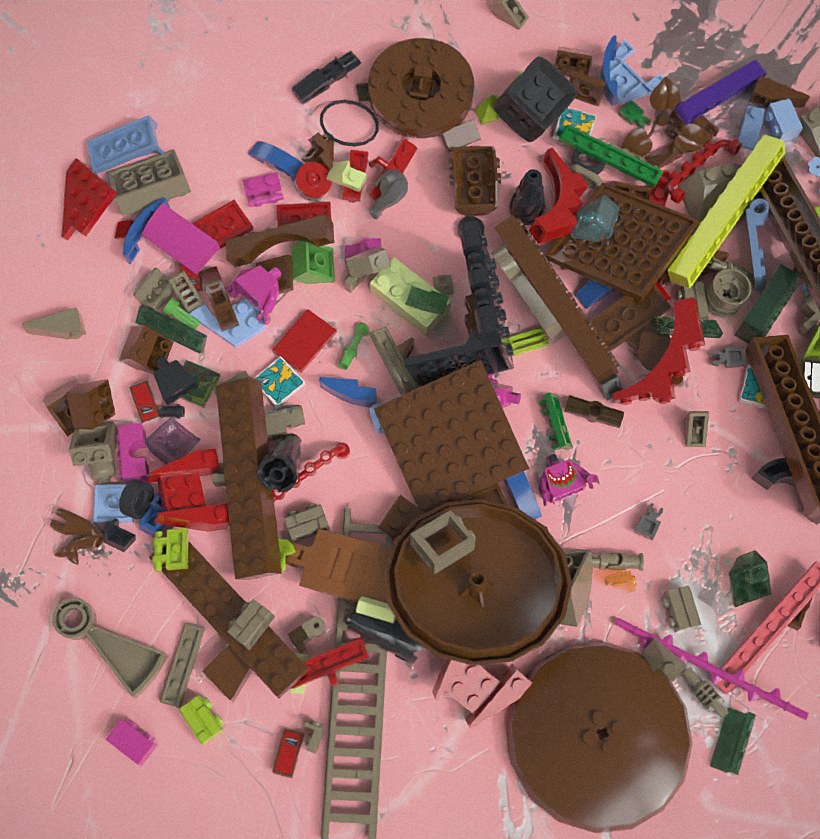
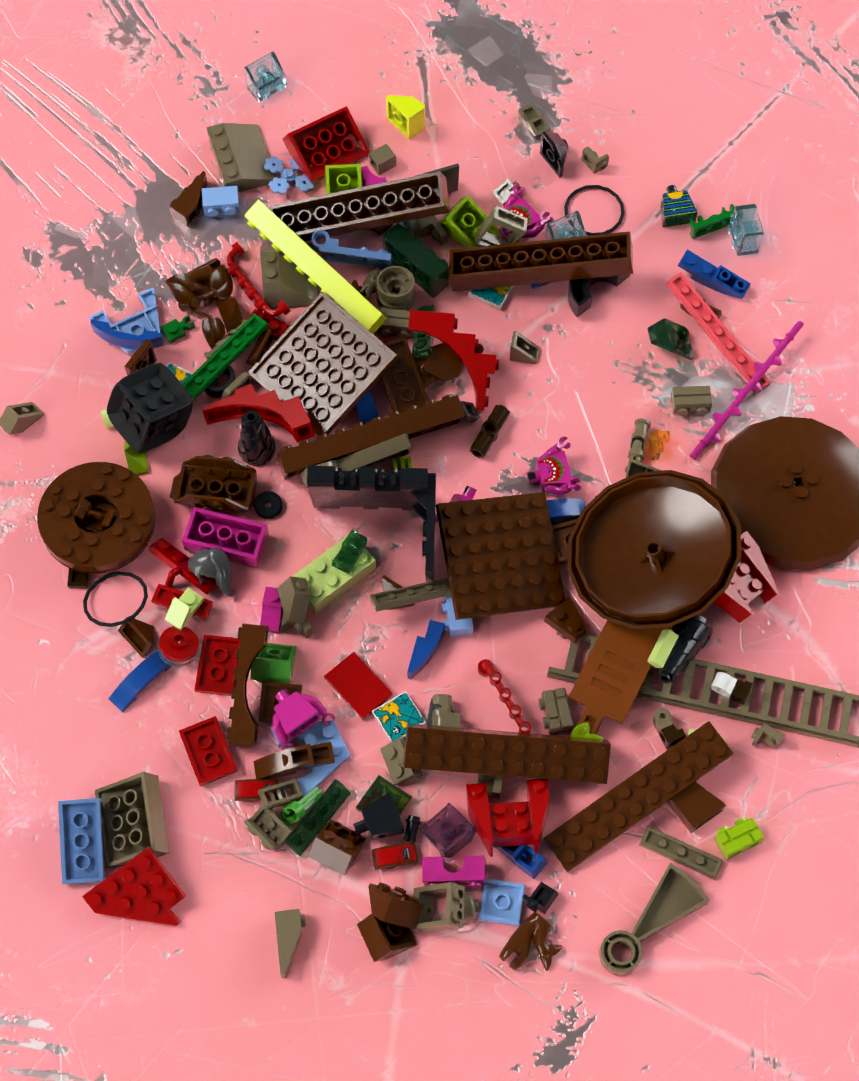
camera: 80 degrees left, 5 degrees down
(123, 228) = (184, 855): red slope -> none
(129, 495) = (507, 870): black tyre -> none
(131, 247) = (208, 848): blue slope -> none
(132, 742) = (751, 908): dark pink brick -> none
(176, 549) = (566, 835): lime plate -> none
(180, 239) = (216, 792): dark pink slope -> none
(250, 623) = (660, 766): dark tan brick -> none
(263, 185) = (166, 701): dark pink plate -> none
(281, 465) = (503, 714): black cone -> none
(288, 753) = (779, 762): slope -> none
(320, 146) = (149, 627): reddish brown slope -> none
(321, 79) = (52, 622): black arm -> none
(333, 661) = (700, 701): red plate -> none
(356, 690) = (731, 687): none -> leg
(361, 330) = (357, 629): bright green pin -> none
(425, 197) = (237, 537): none -> dark pink brick
(428, 555) = (620, 587): dark tan window -> none
(443, 284) = (325, 541): dark tan tile -> none
(461, 135) = (159, 492): slope -> none
(470, 320) = (373, 520): reddish brown slope -> none
(556, 422) = (494, 466): green plate -> none
(573, 59) = (103, 369): reddish brown slope -> none
(596, 220) = (298, 379): clear light blue slope -> none
(648, 524) = (606, 409): dark grey plate -> none
(662, 658) = (735, 424): dark tan slope -> none
(705, 693) = (767, 399): dark tan hinge -> none
(719, 92) = (179, 243): dark purple beam -> none
(731, 357) = (458, 304): dark grey plate -> none
(732, 741) = (812, 386): clear green panel -> none
(750, 126) = (220, 230): medium blue slope -> none

